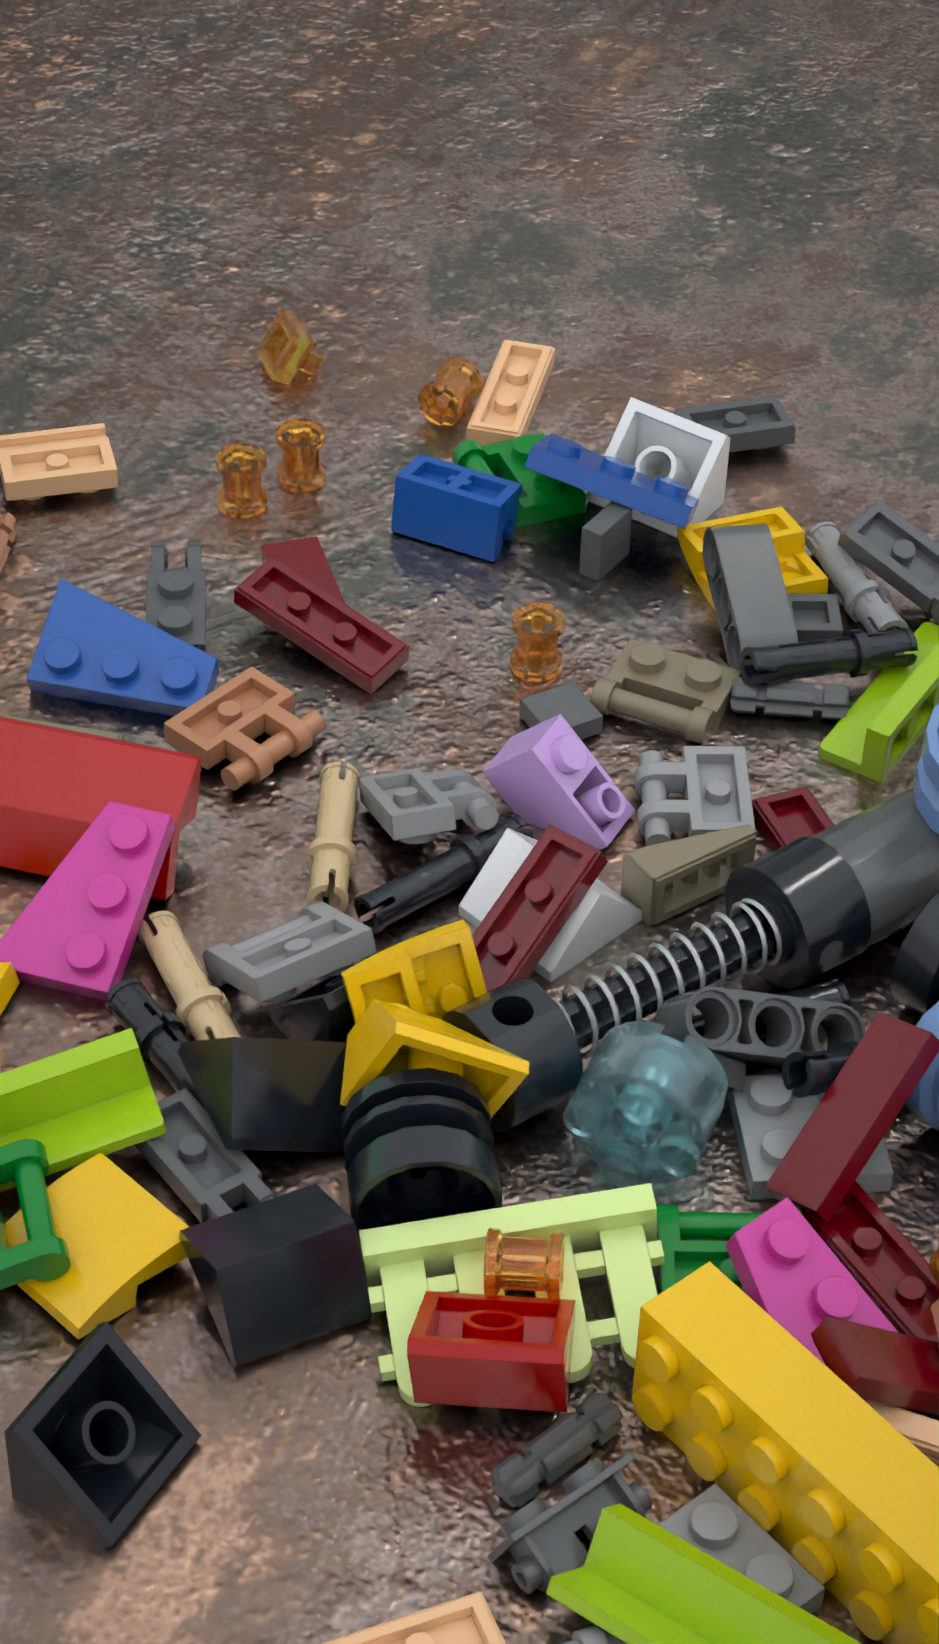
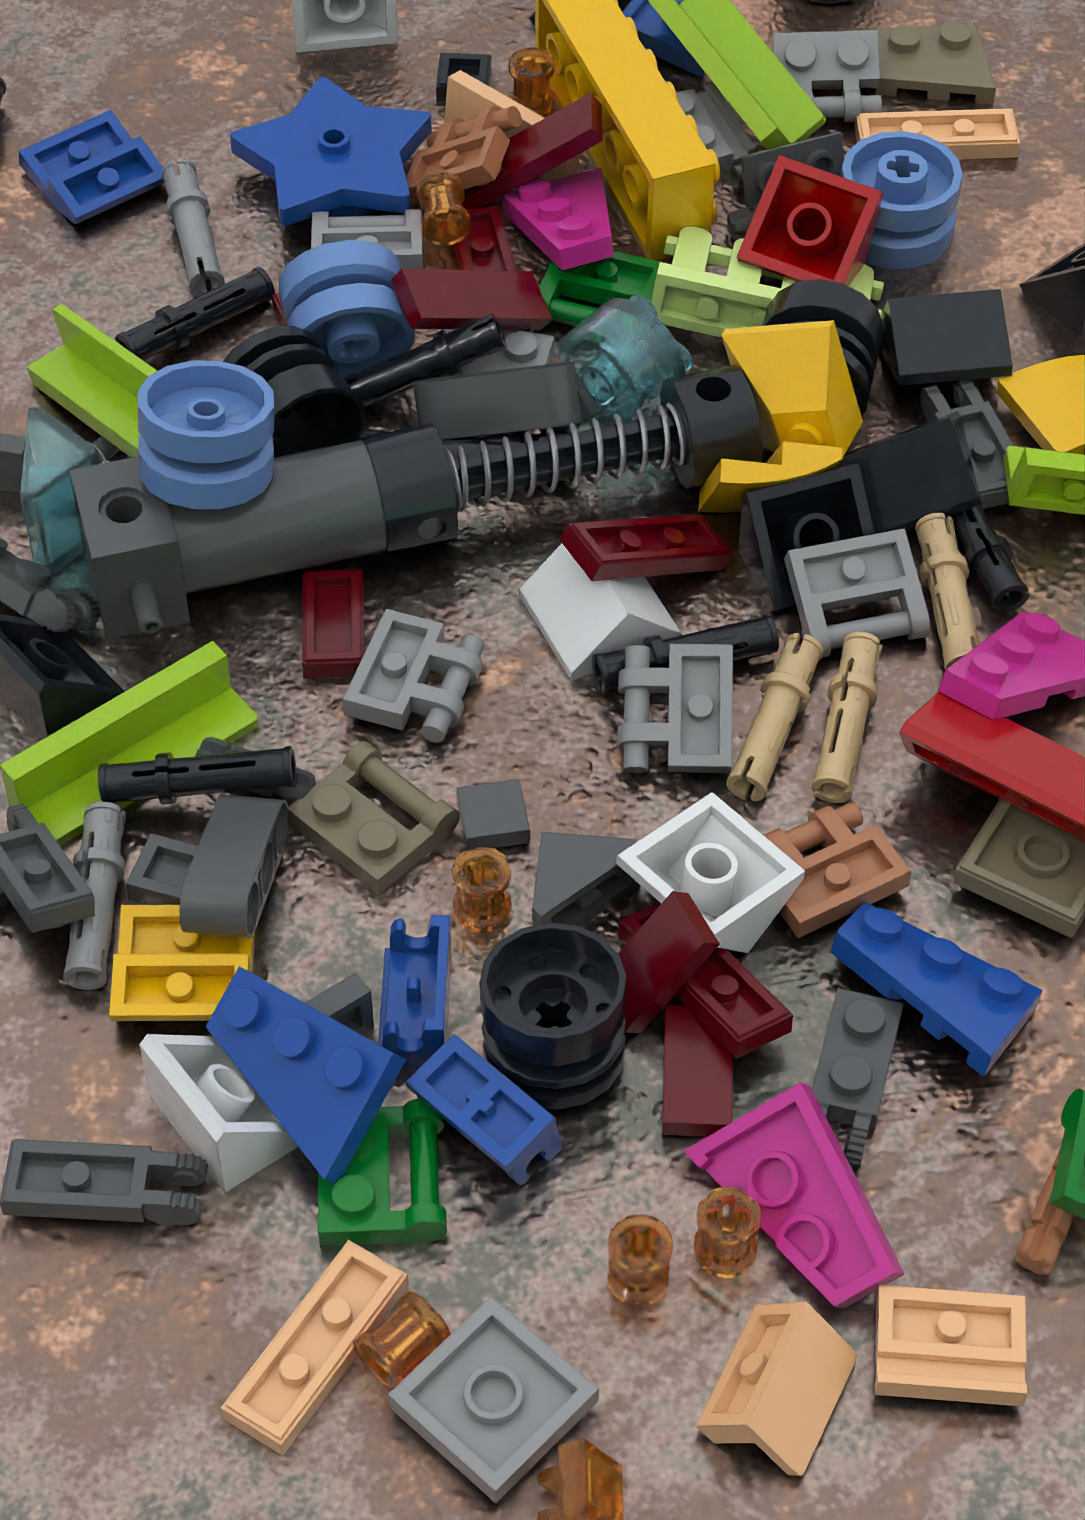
camera: 160 degrees left, 10 degrees up
(181, 419) = (780, 1384): none -> light nougat panel
(185, 506) = (805, 1193): none -> dark pink wing
(264, 870) = (851, 696): none -> tan pin
(346, 657) = (722, 864): none -> white slope
(360, 596) = (663, 957): none -> dark red tile
(370, 381) = (493, 1398): none -> light grey plate
(396, 1467) = (919, 196): none -> medium blue wheel
(428, 542) = (555, 1013): none -> black wheel
(457, 665) = (578, 877): none -> dark grey slope
(524, 1264) = (768, 262): clear orange bush -> none
(547, 569) = (416, 991): none -> blue hinge
(558, 782) = (545, 705): lavender slope -> none
(668, 876) = (475, 588): dark tan slope -> none

